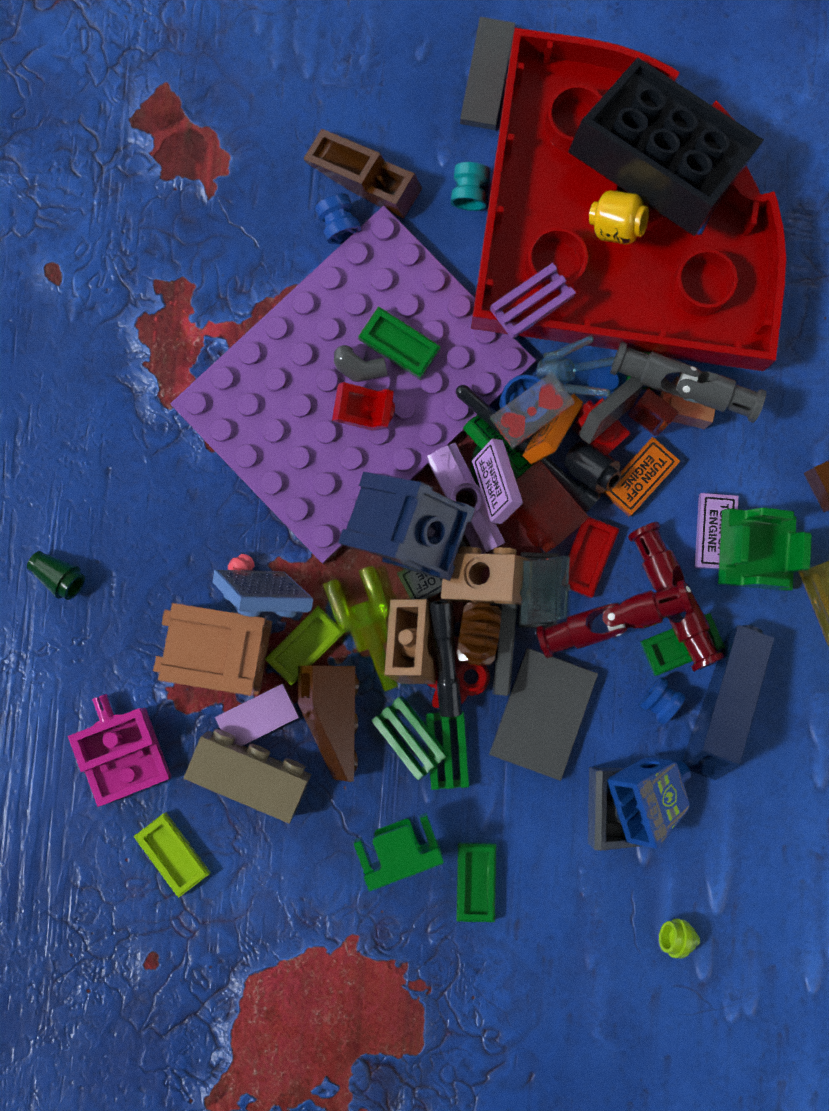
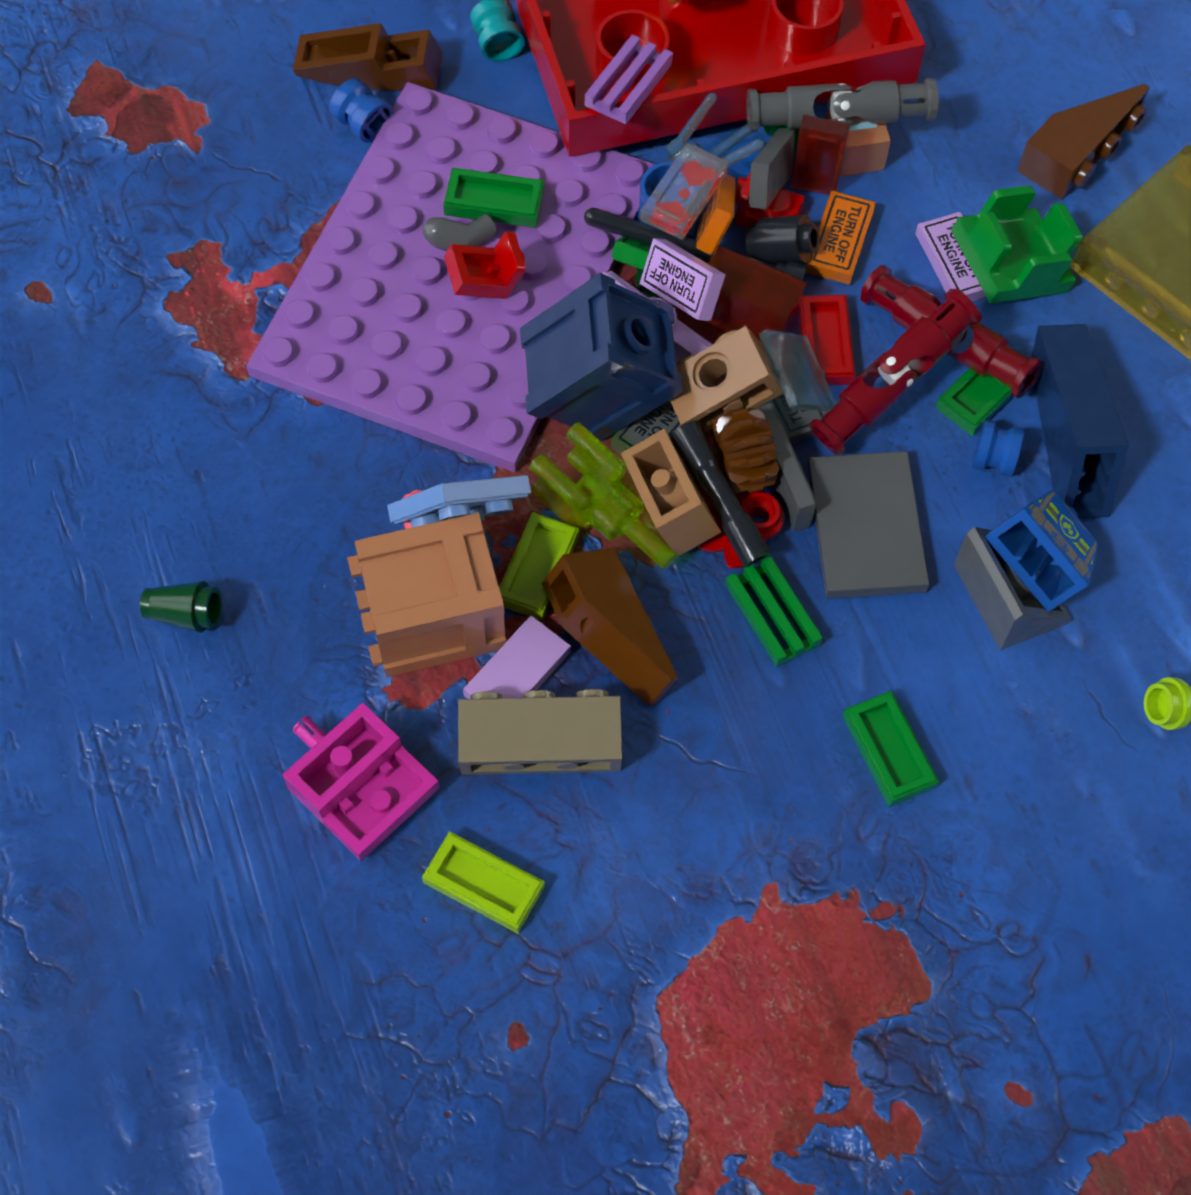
camera: 25 degrees left, 20 degrees down
(398, 853) = (786, 727): green panel -> none
(399, 747) = (683, 594): green tile -> none

